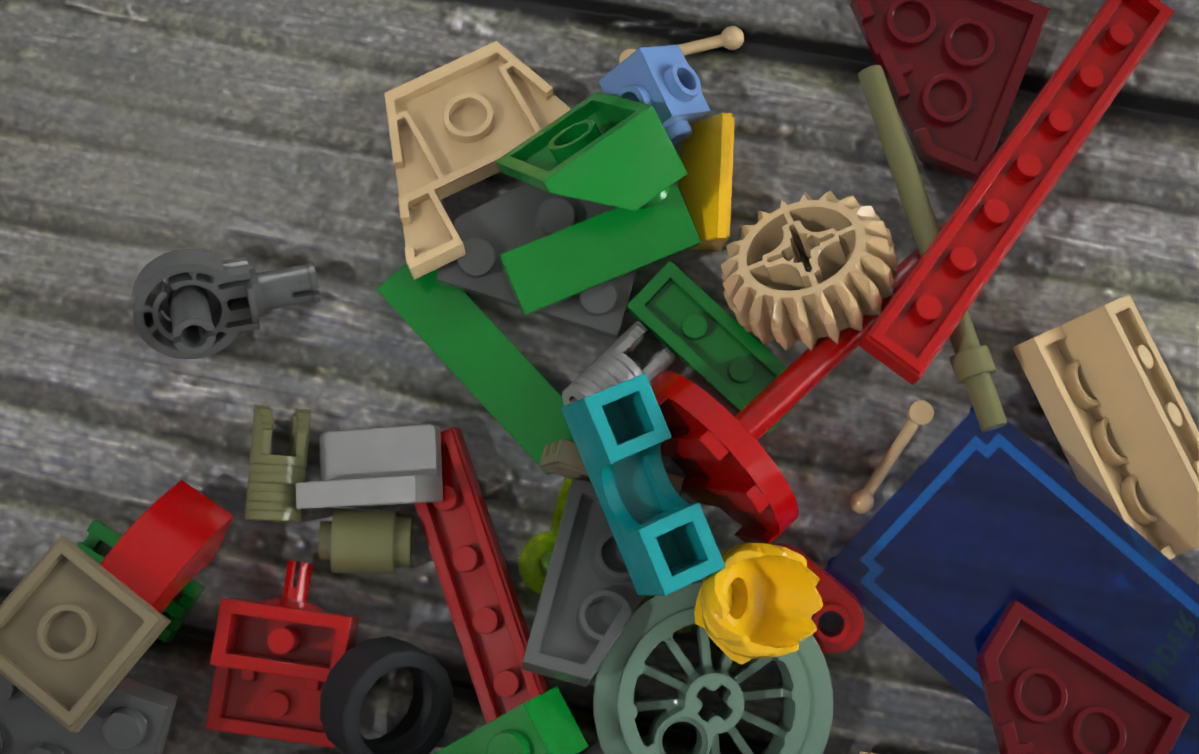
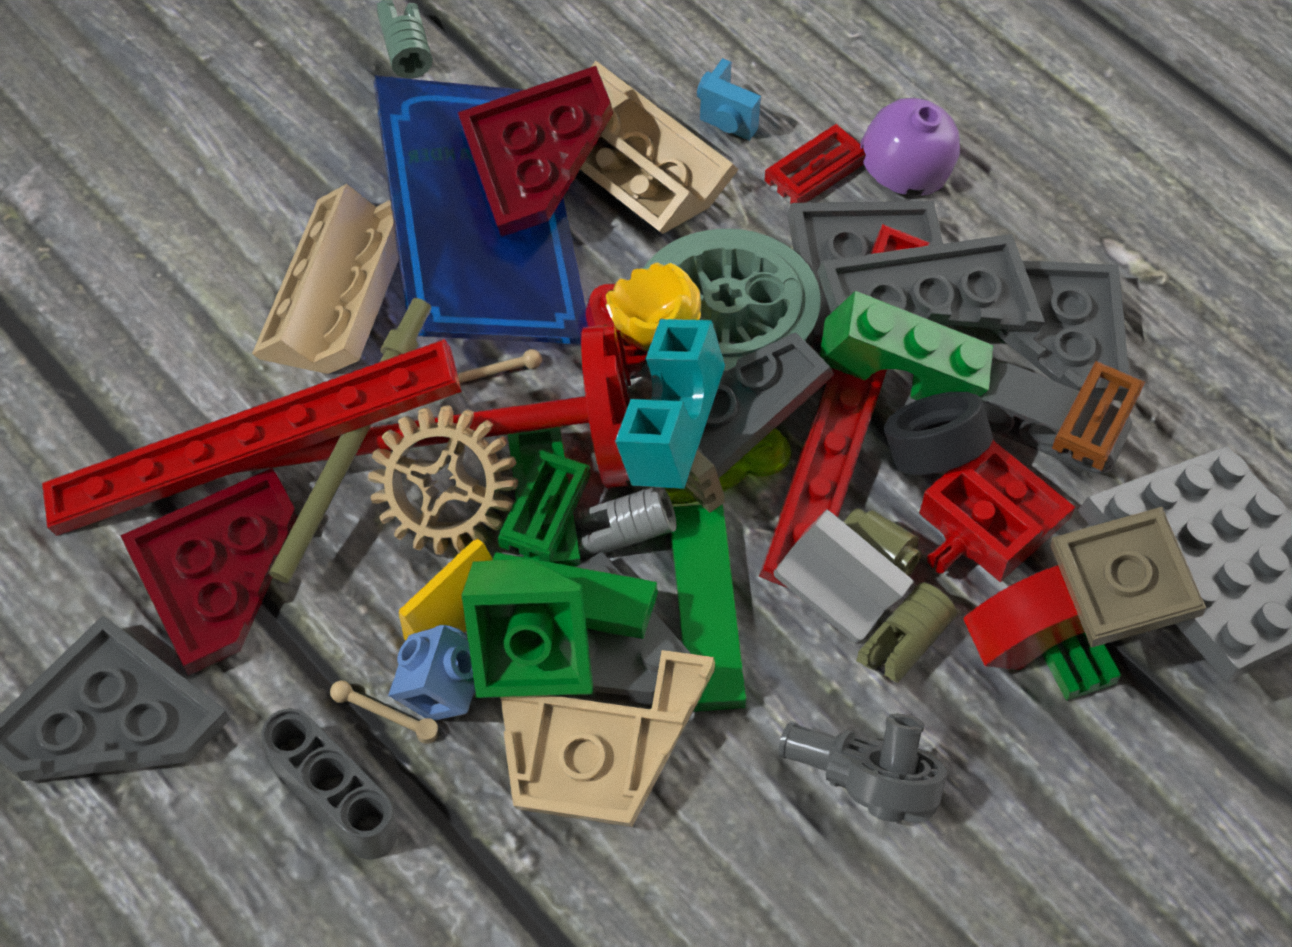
camera: 145 degrees left, 25 degrees down
(681, 274) = (529, 542): none -> green tile

